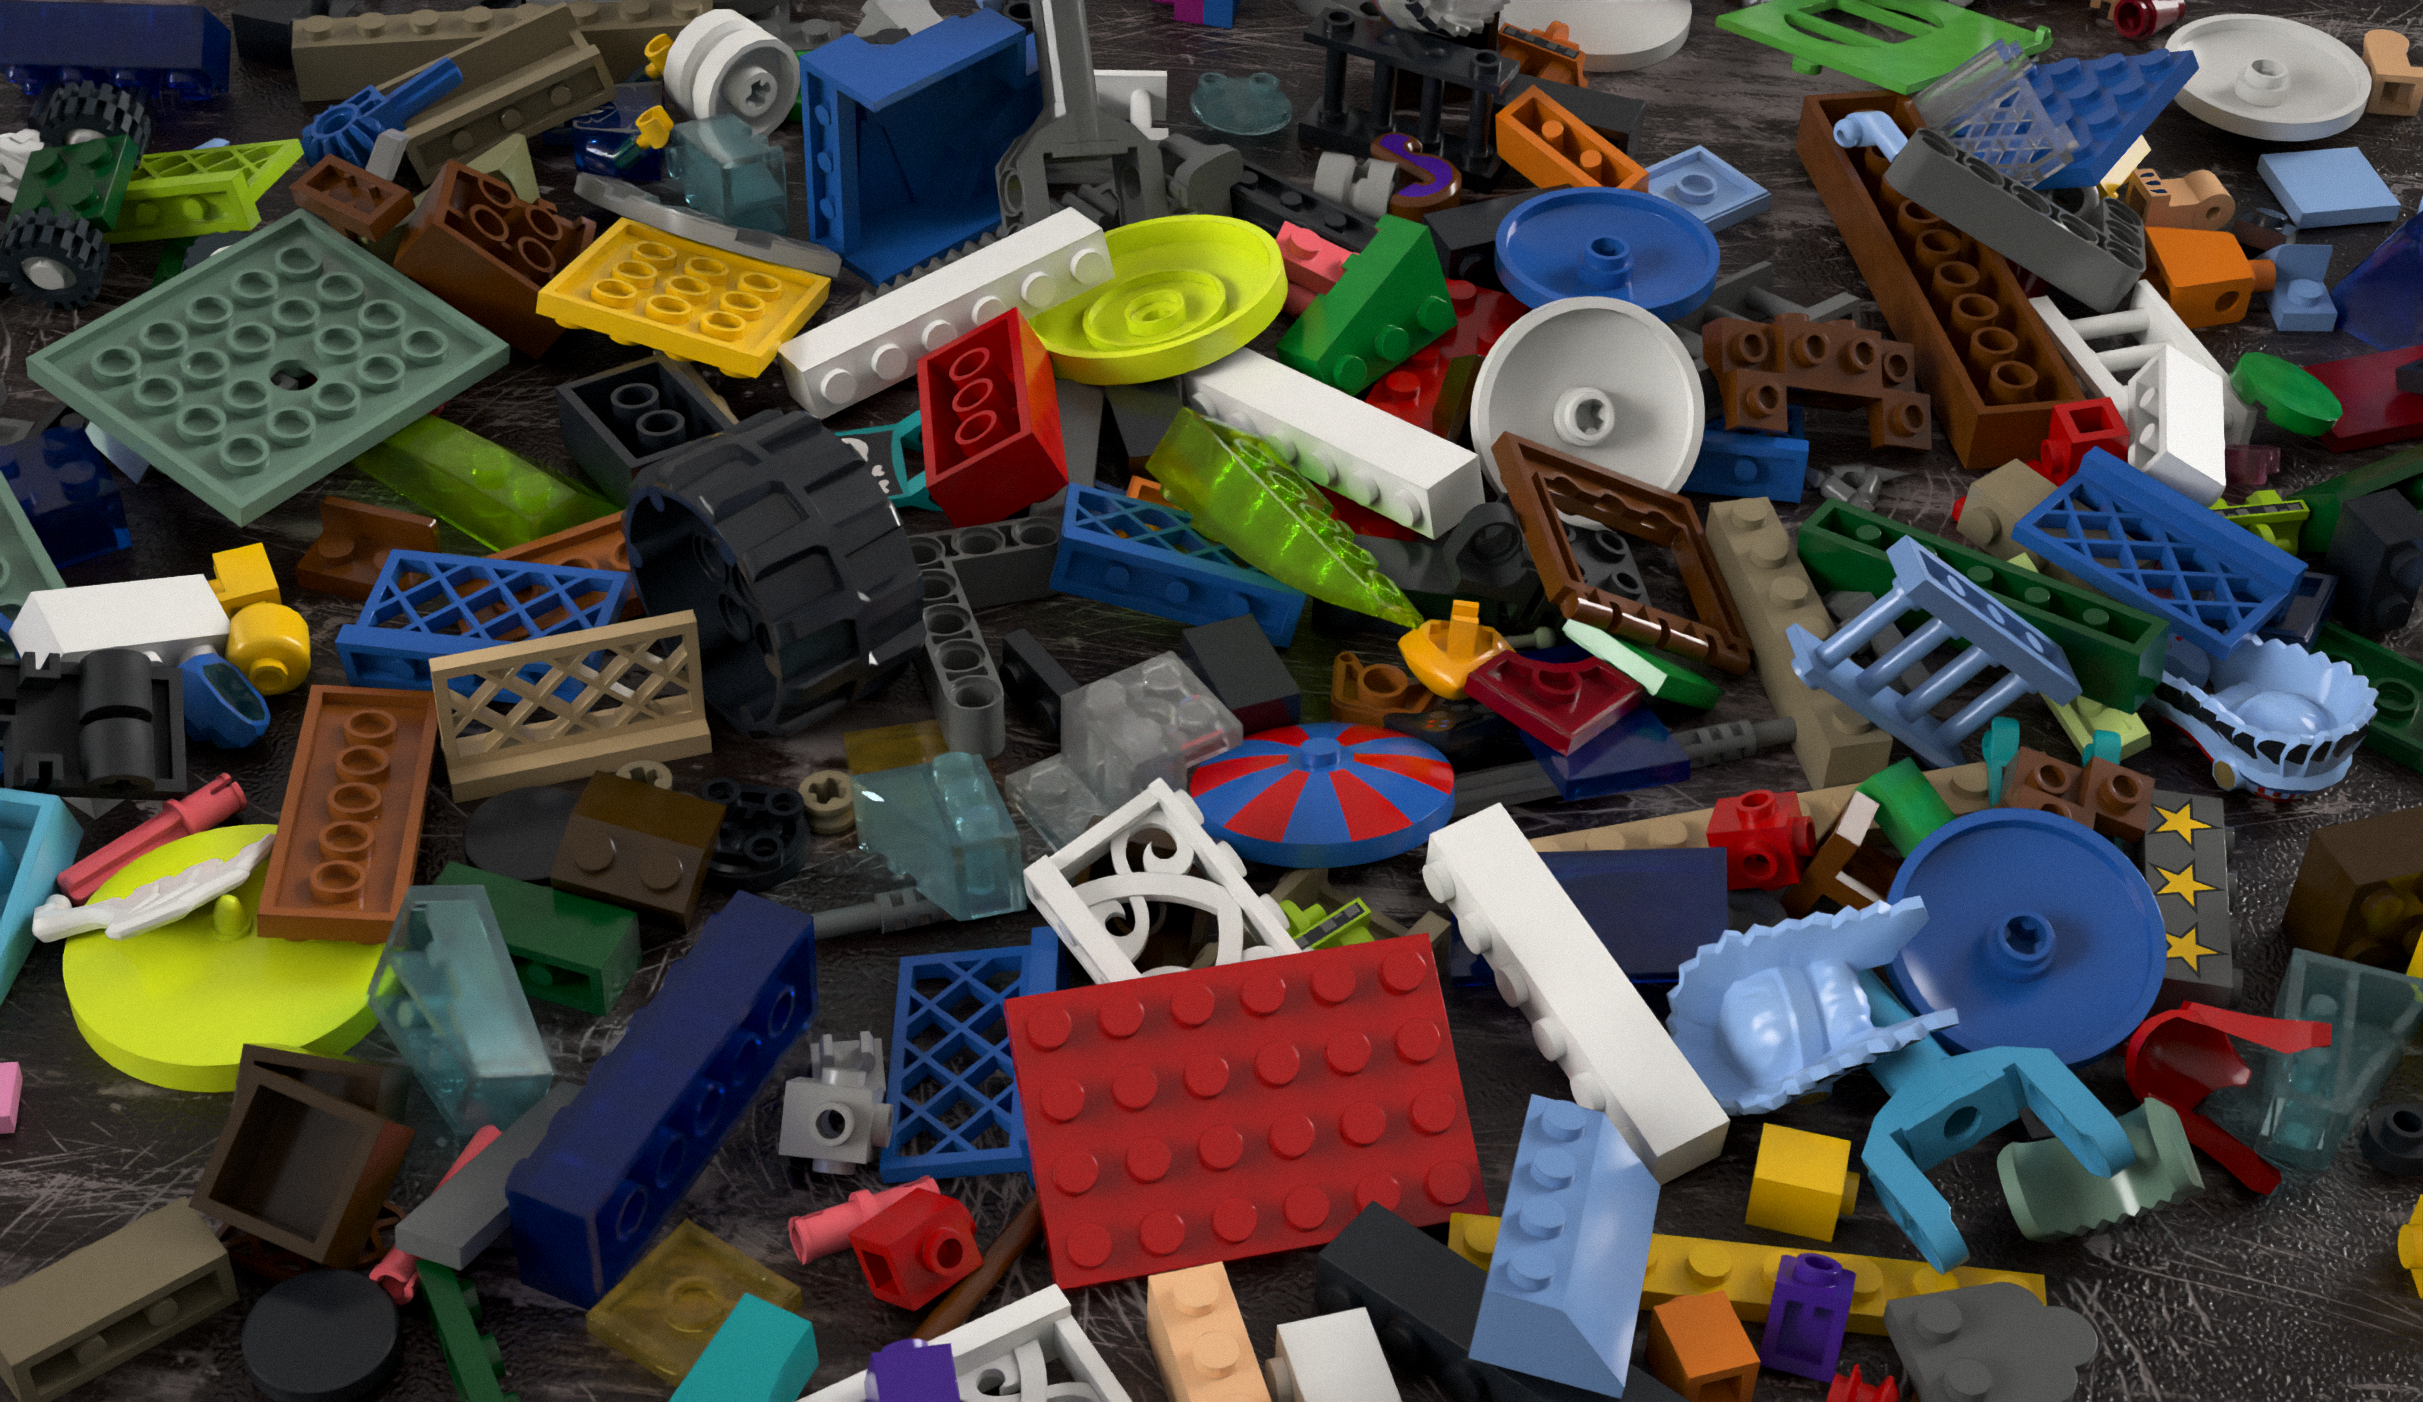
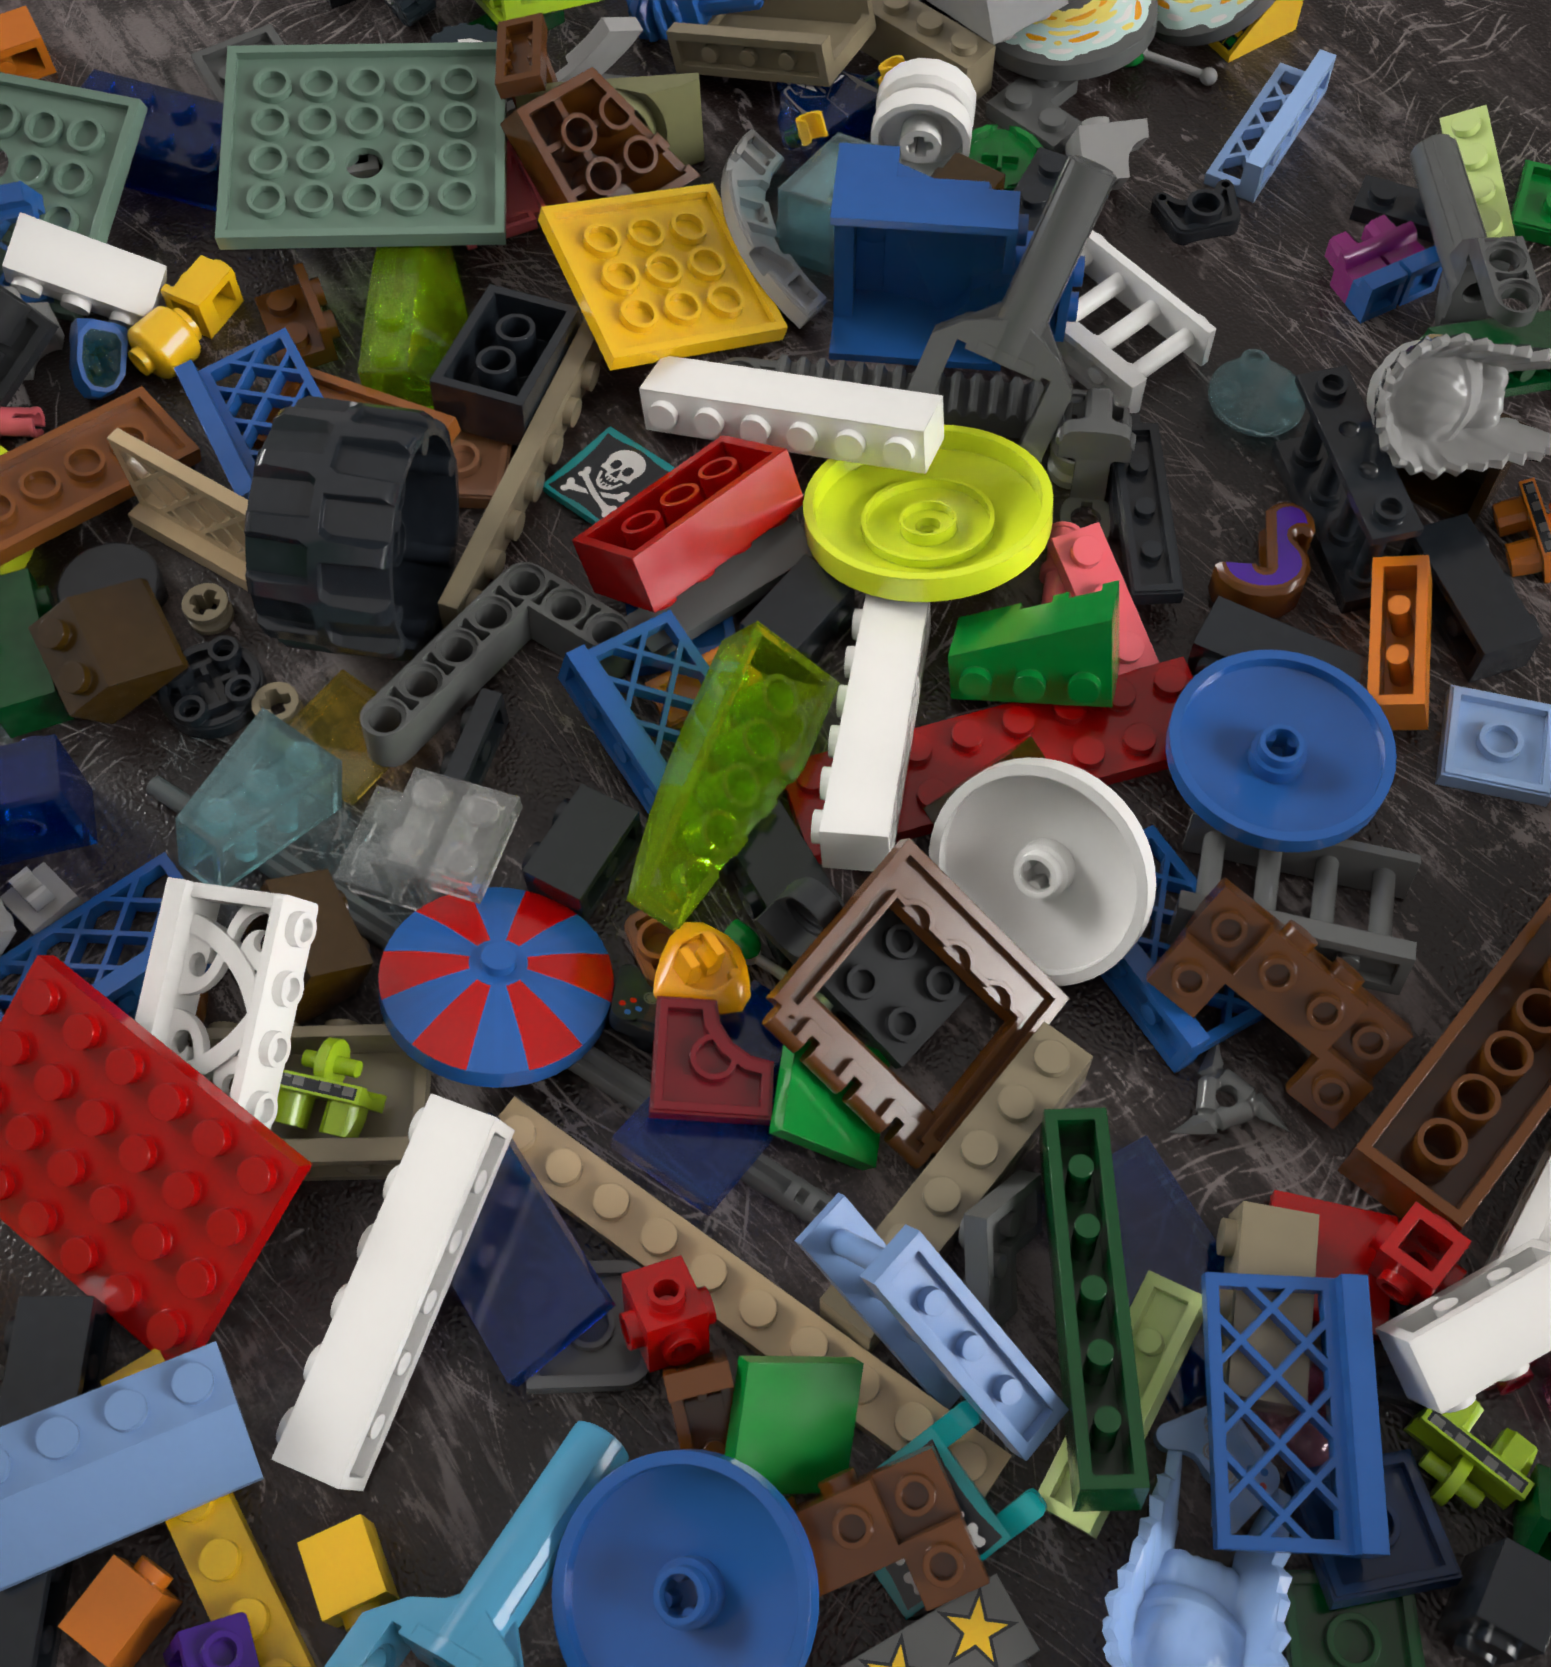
camera: 55 degrees right, 20 degrees up
(1357, 187) = (1214, 531): light grey wheel -> none
(1784, 1008) = (453, 1474): light blue piece -> none

